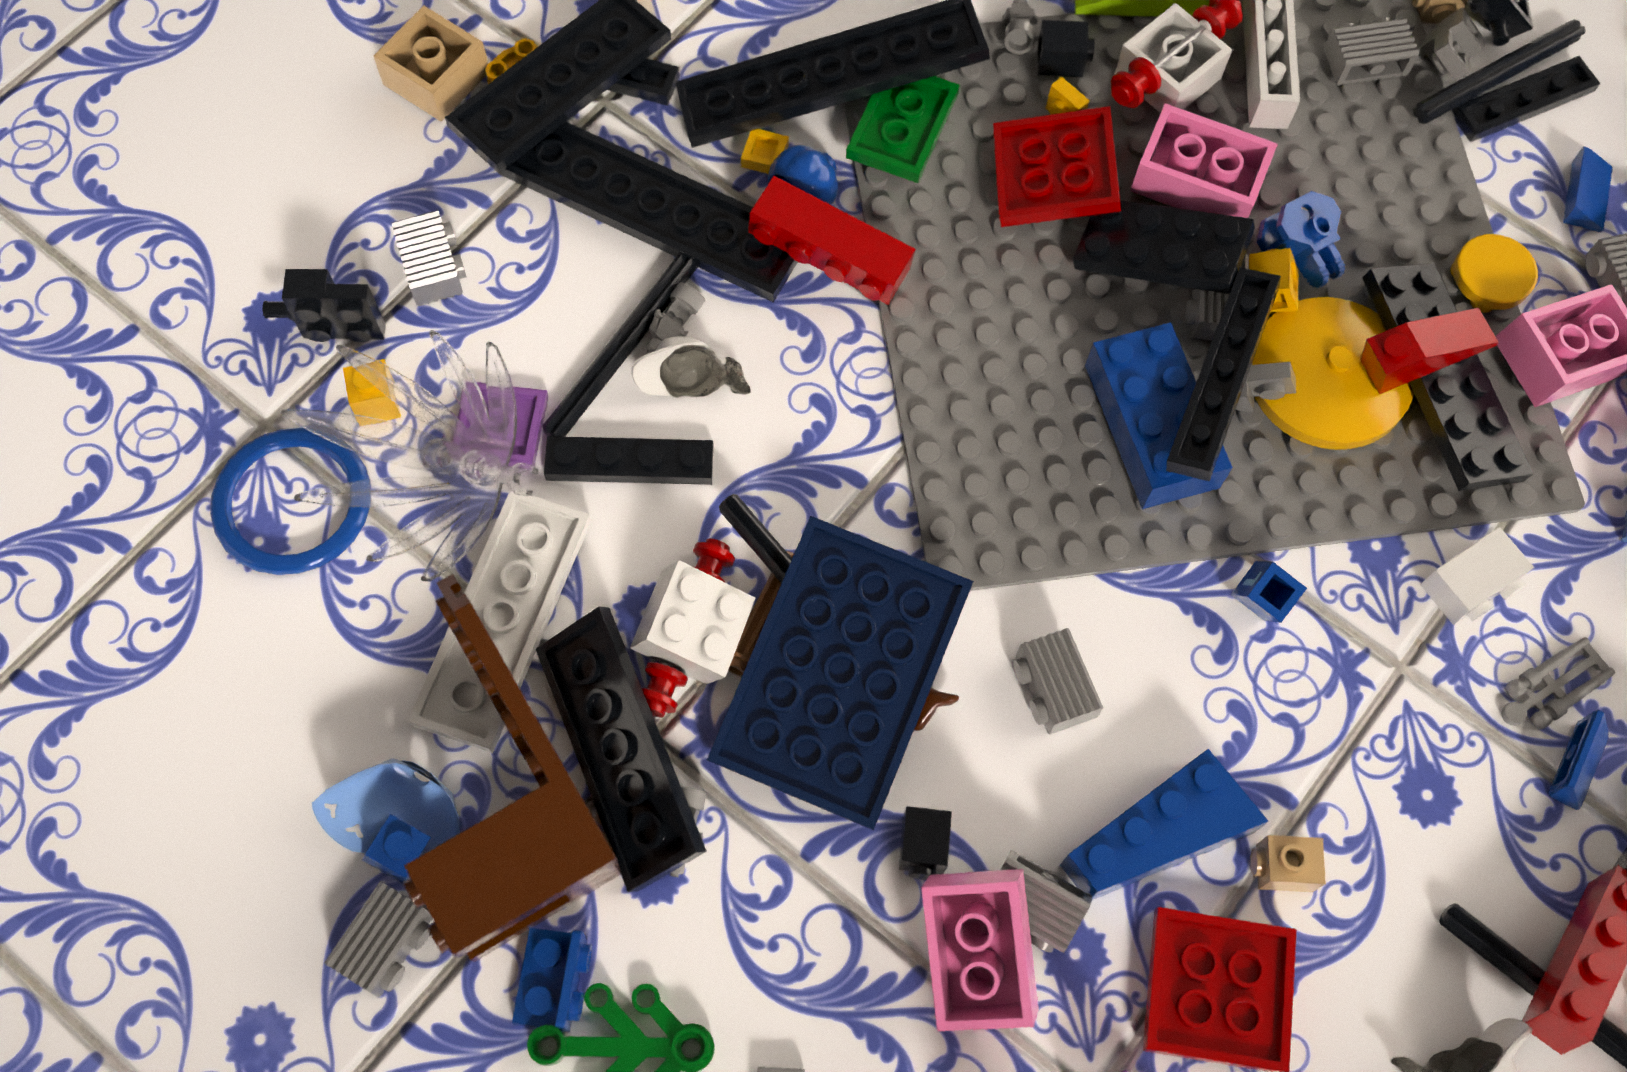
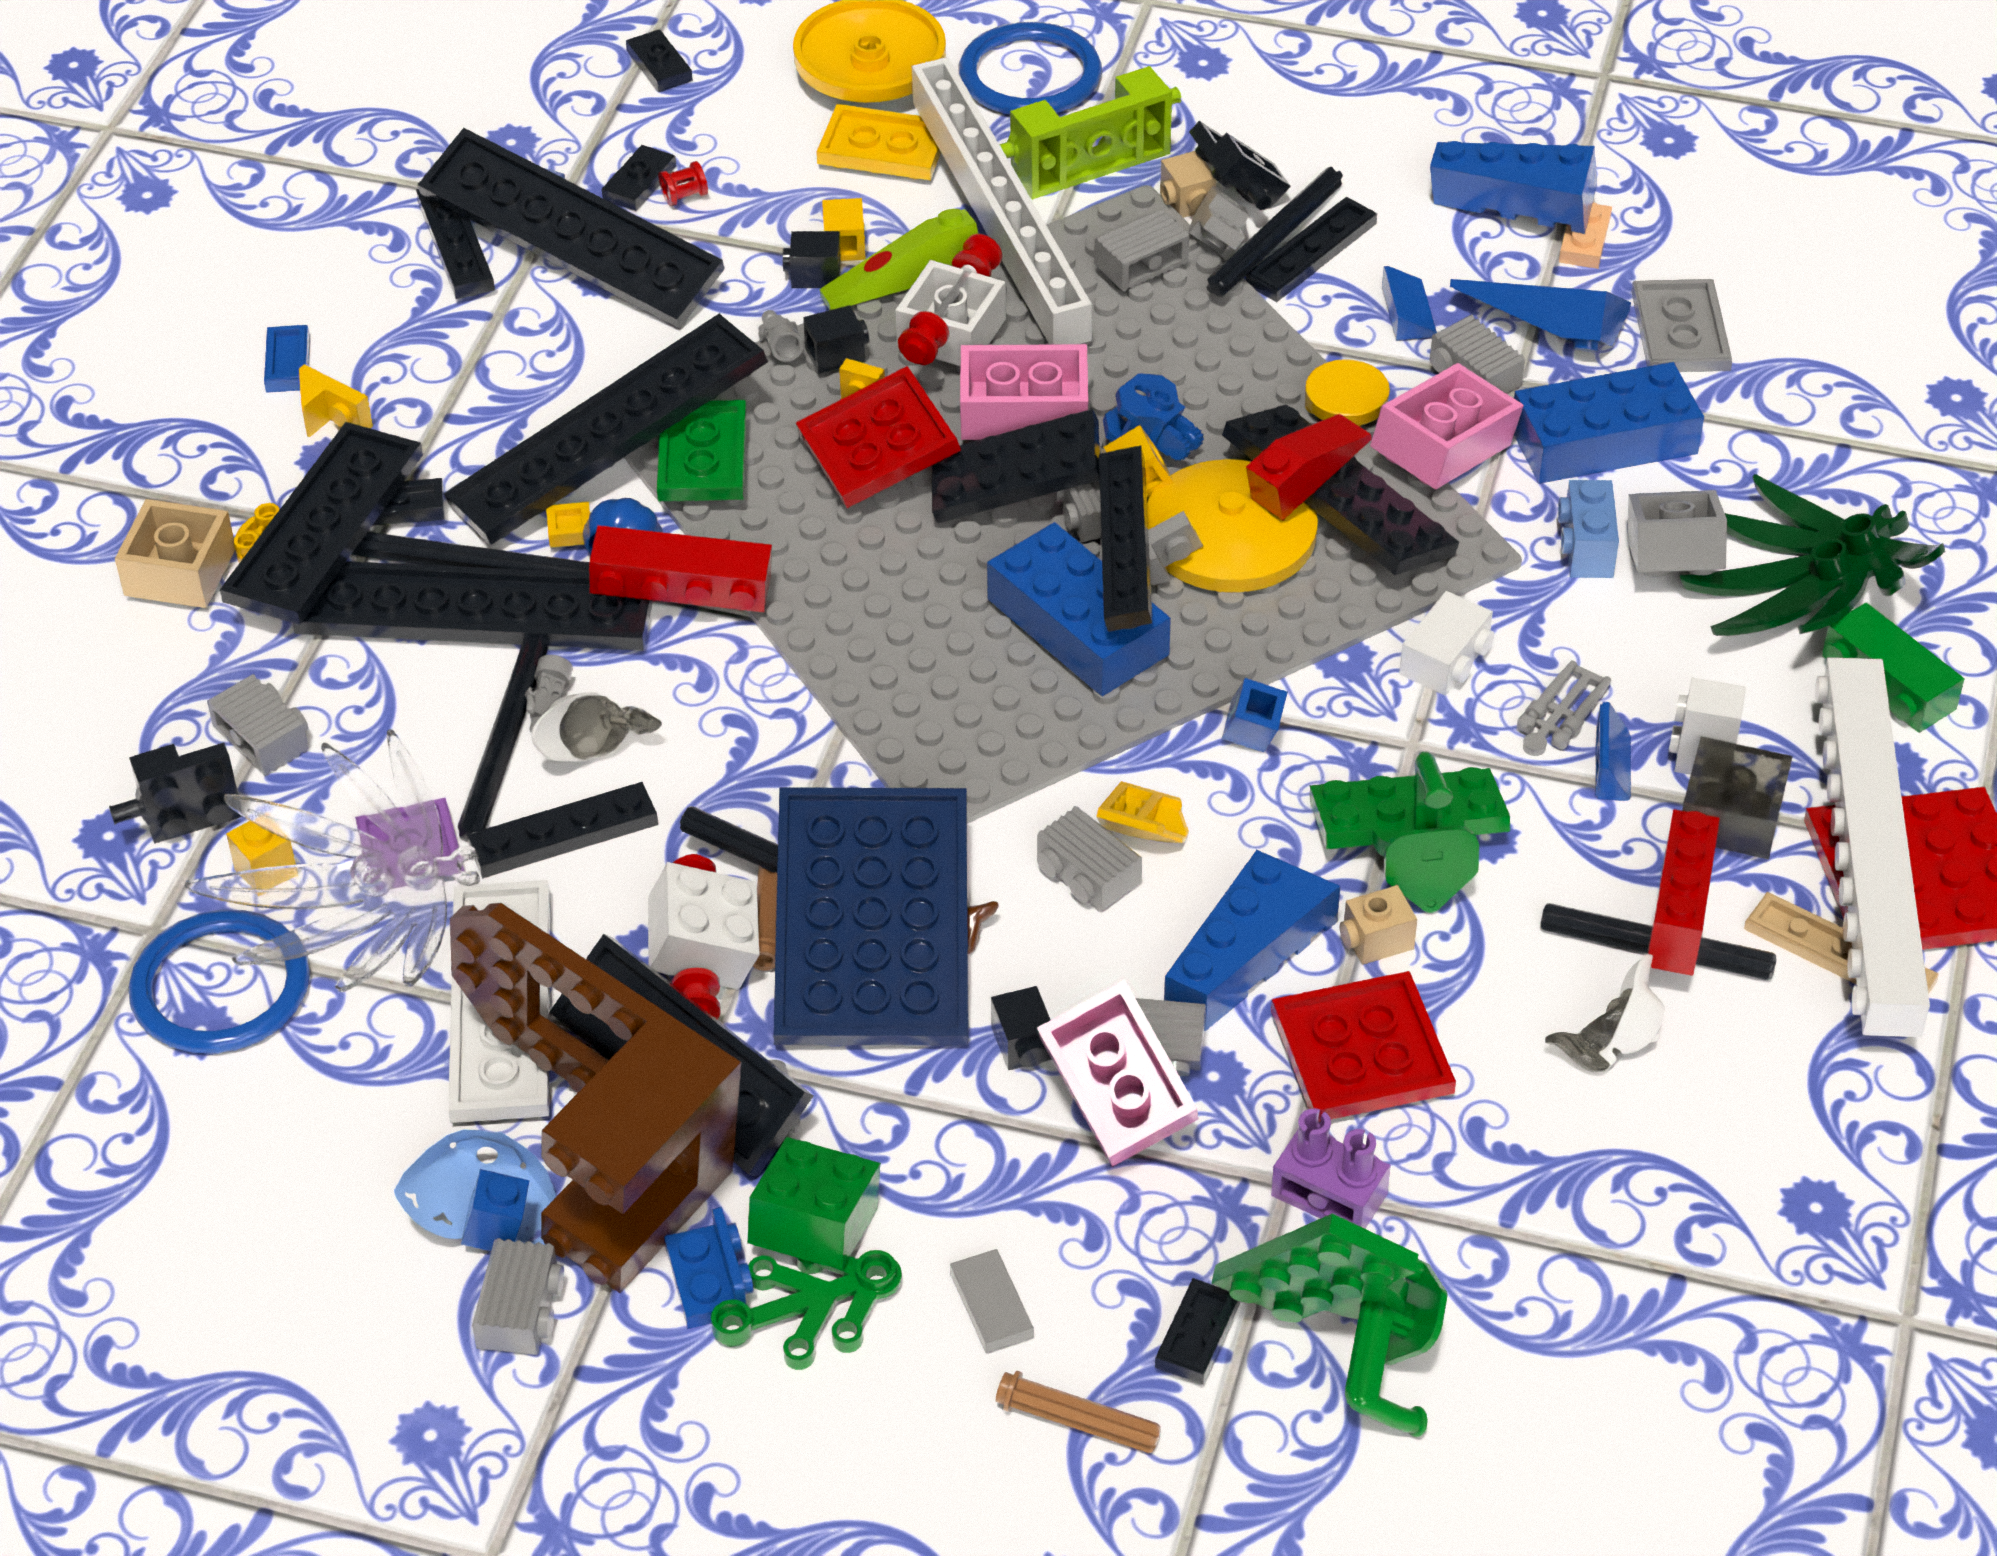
camera: 20 degrees left, 20 degrees down
(663, 959) = (813, 1203): none -> green brick
(666, 151) = (449, 554): none -> black axle
(1128, 651) = (1143, 814): none -> yellow slope
(1372, 753) = (1417, 823): none -> green plate

